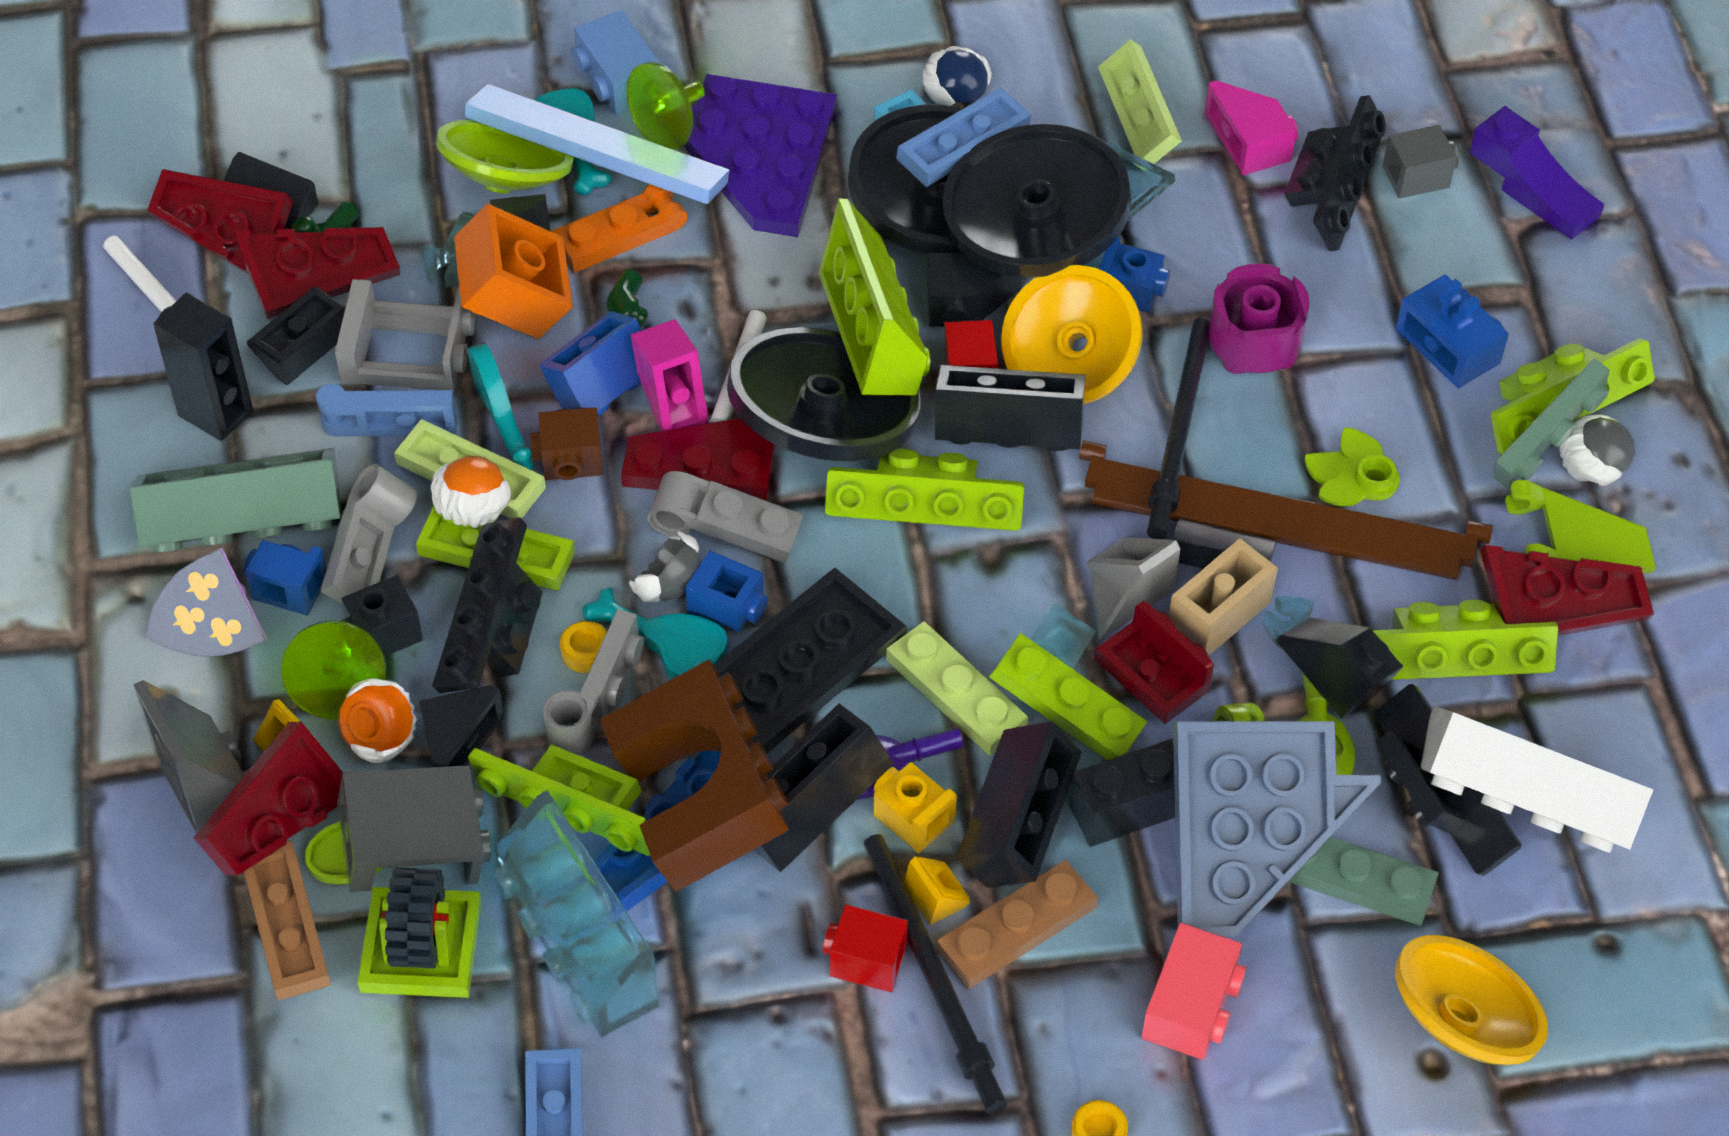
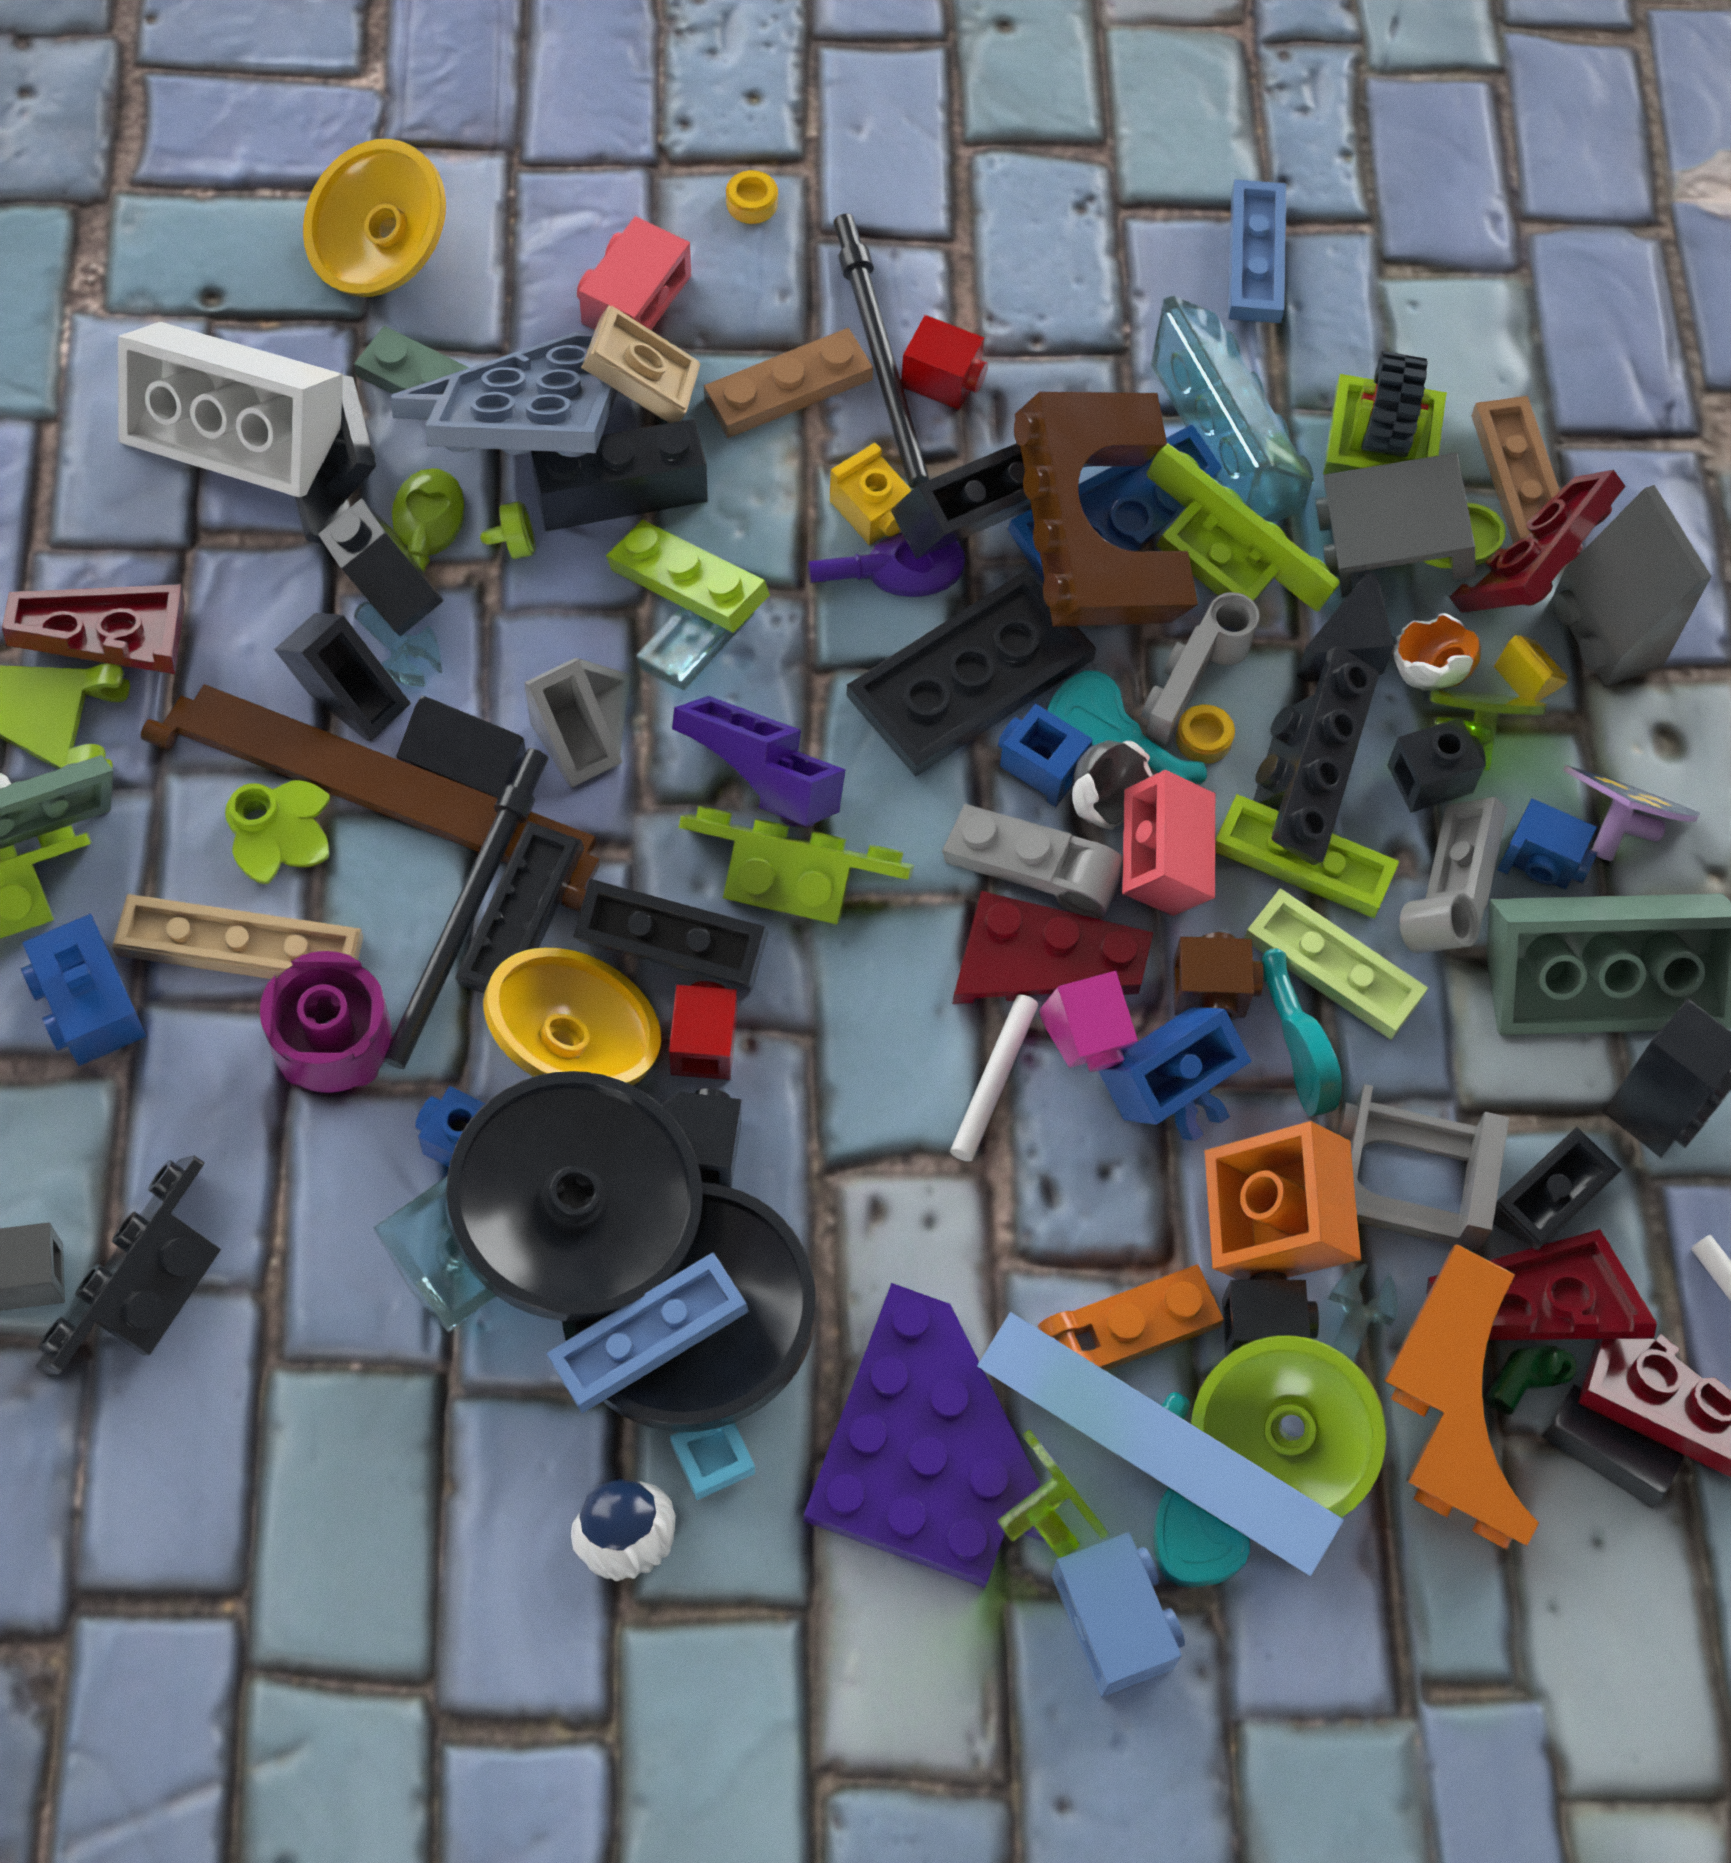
camera: 175 degrees left, 10 degrees up
(383, 411) = (1438, 1053): medium blue plate -> none
(394, 186) = (1444, 1370): none -> orange arch
(470, 491) = (1337, 899): hair -> none
(612, 525) = (1169, 843): none -> coral brick
(623, 298) = (1137, 1194): dark green arm -> none
(806, 398) = (898, 983): black dish -> none
(871, 307) = (817, 1081): lime slope -> none
(934, 889) = (862, 420): yellow slope -> none
(955, 686) = (805, 633): yellowish green plate -> none
(972, 555) = (767, 758): none -> dark purple slope
(1019, 805) = (766, 465): black brick -> none
(1136, 426) = (521, 903): none -> black plate
(1139, 103) = (374, 1430): yellowish green plate -> none
(1157, 663) = (581, 607): dark red bracket -> none
(1159, 871) = (641, 365): none -> tan tile
(1223, 596) = (488, 654): tan brick -> none
(1250, 127) = (228, 1358): dark pink slope -> none
(1346, 582) = (343, 674): none -> black slope
(1351, 391) = (223, 937): none -> tan tile
(1467, 642) = (240, 606): lime bracket -> none

